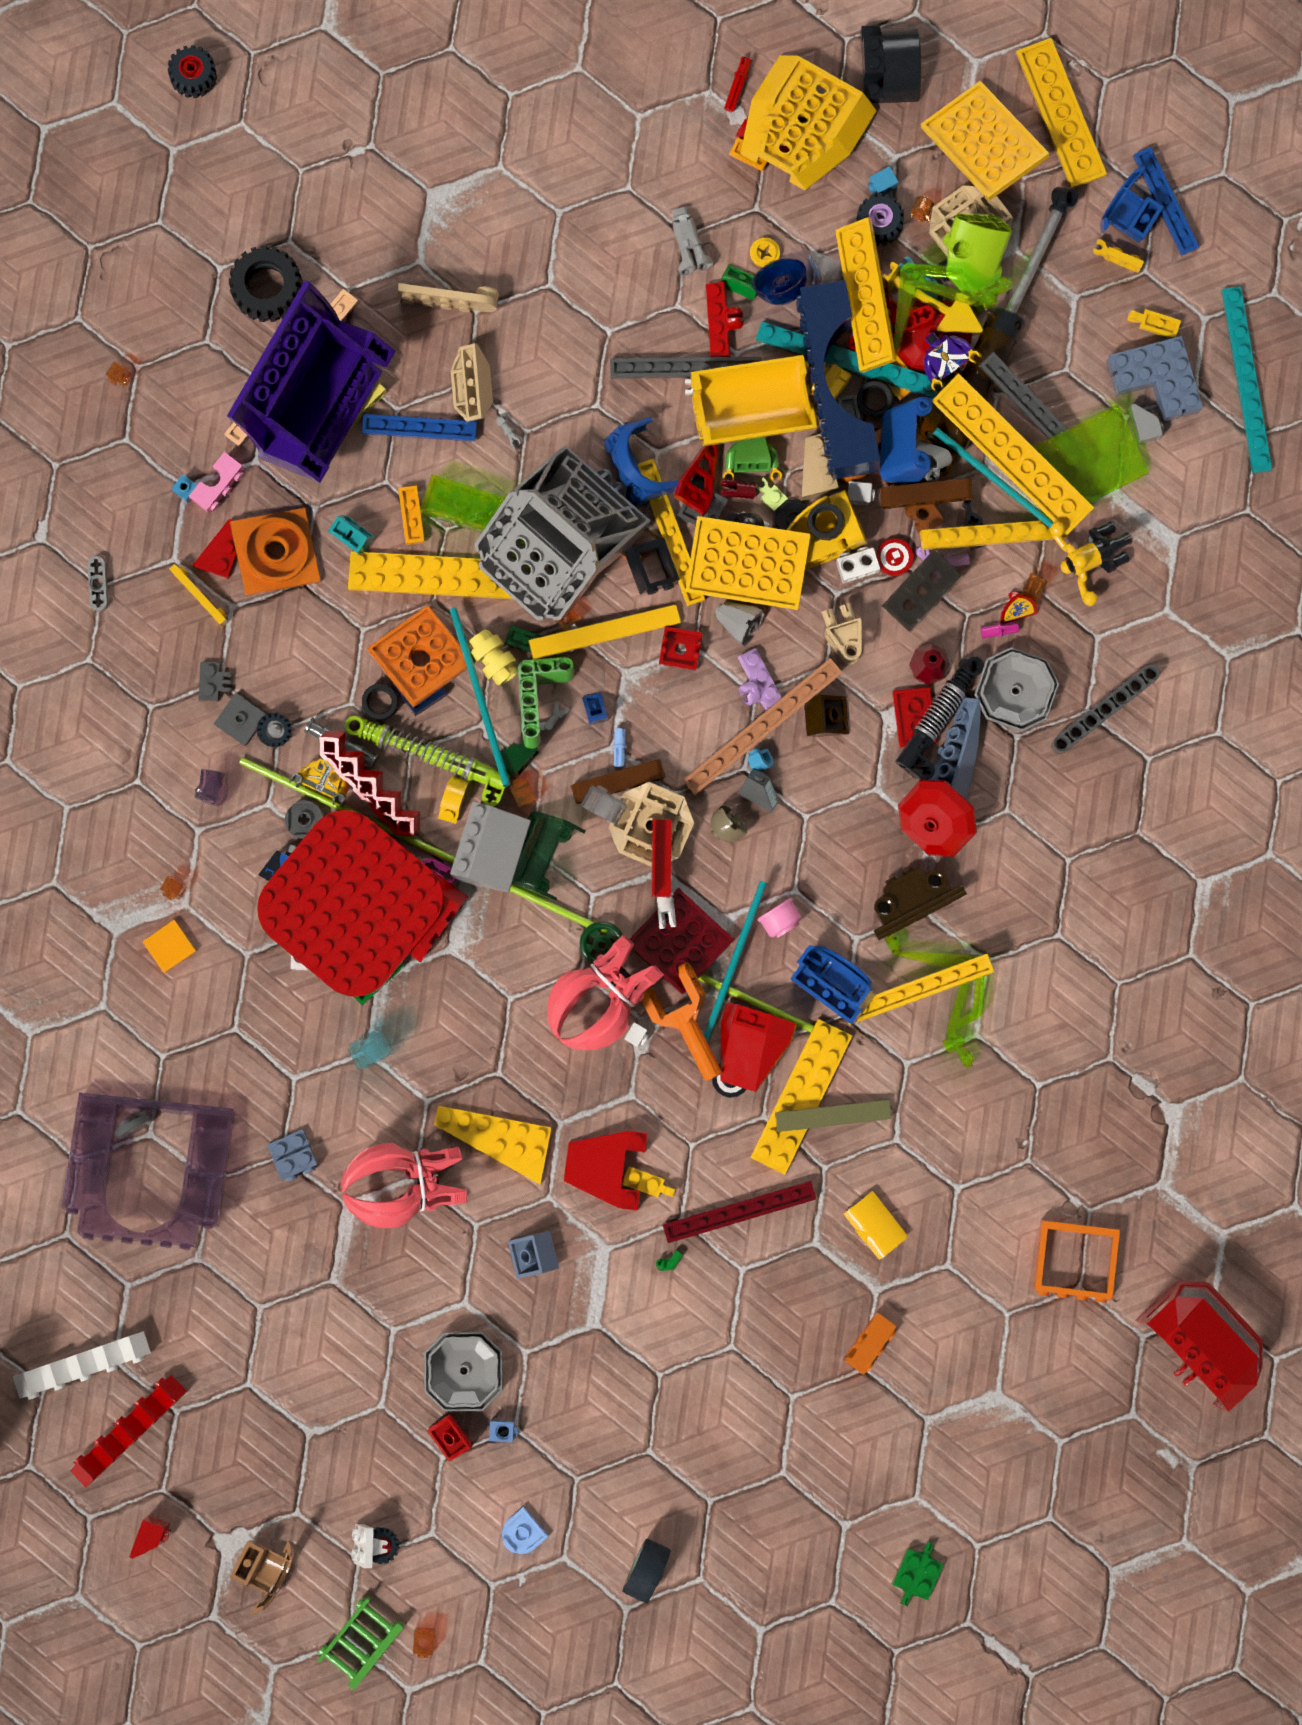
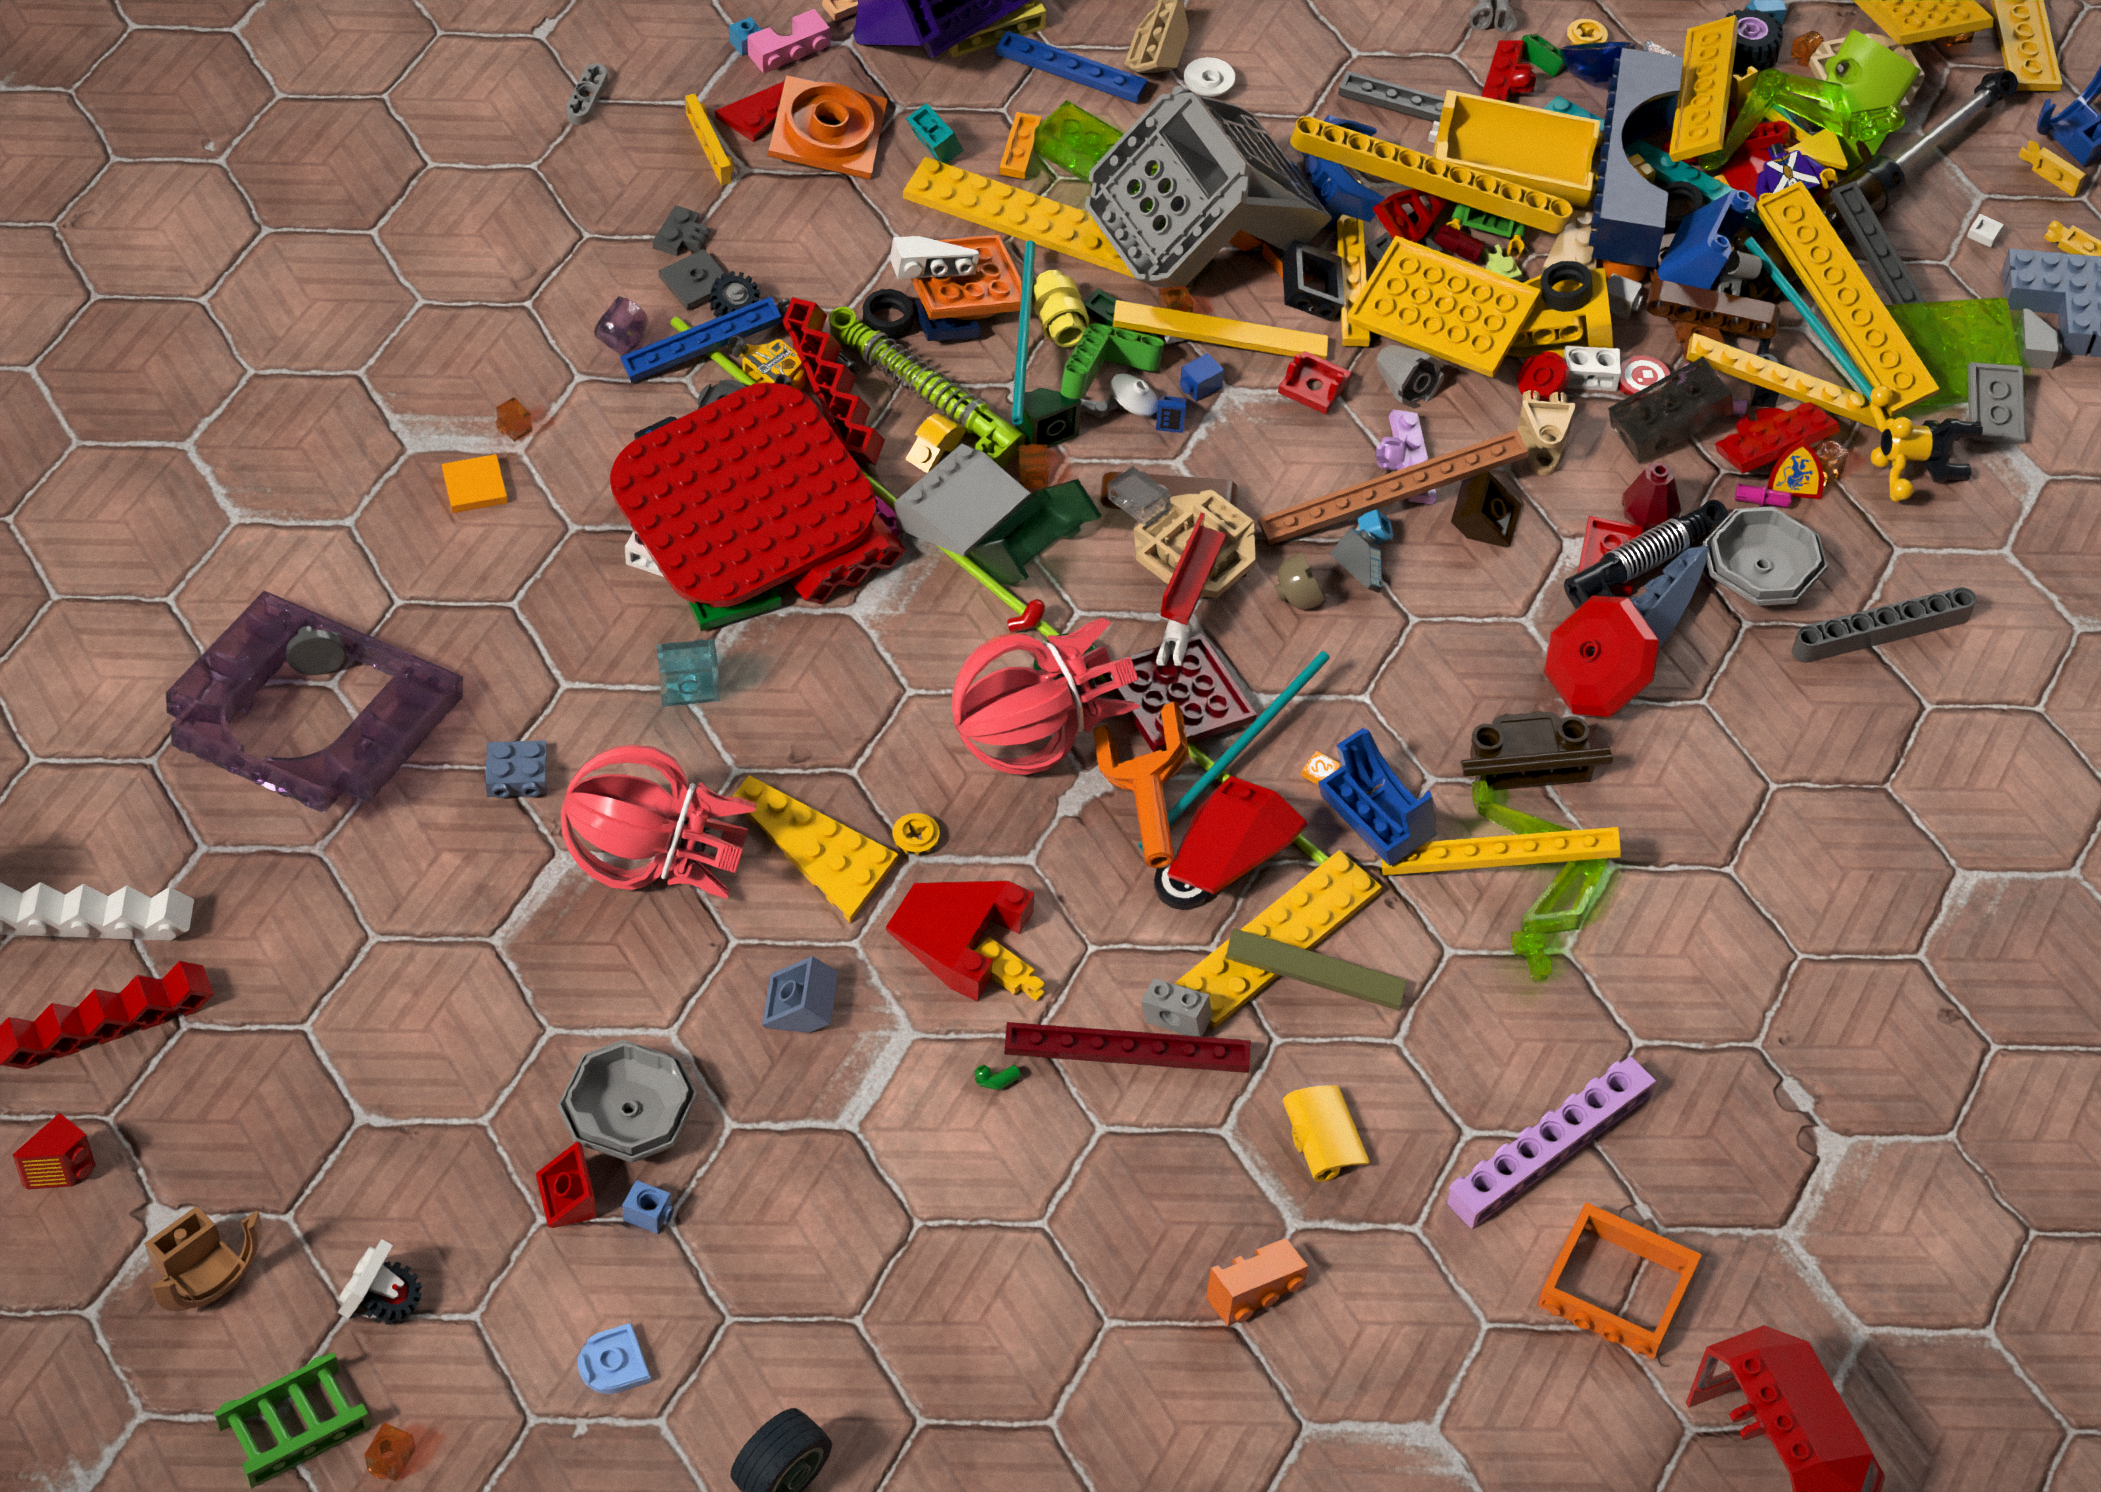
camera: 20 degrees right, 30 degrees down
(267, 776) = (700, 339): none -> blue plate
(393, 661) = (931, 258): none -> white slope
(516, 392) = (1209, 76): none -> white dish
(546, 1108) = (919, 824): none -> yellow gear
(562, 712) = (1134, 395): none -> white dish
(566, 917) = (1029, 618): none -> red arm
(605, 675) = (1201, 377): none -> blue brick
(619, 747) = (1188, 457): light blue axle -> none
(636, 1035) = (1068, 782): white plate -> none
(698, 466) = (1430, 174): none -> yellow beam
(760, 1177) = (1176, 1008): none -> light grey brick
(781, 919) = (1332, 704): bright pink wheel -> none
(786, 960) = (1319, 767): none -> tile
(829, 588) = (1543, 374): none -> red tile
(995, 582) = (1774, 434): none -> red plate
(1048, 1124) = (1476, 1206): none -> lavender brick
(1086, 334) = (1985, 230): none -> white plate
(1132, 492) = (1997, 401): none -> light grey tile

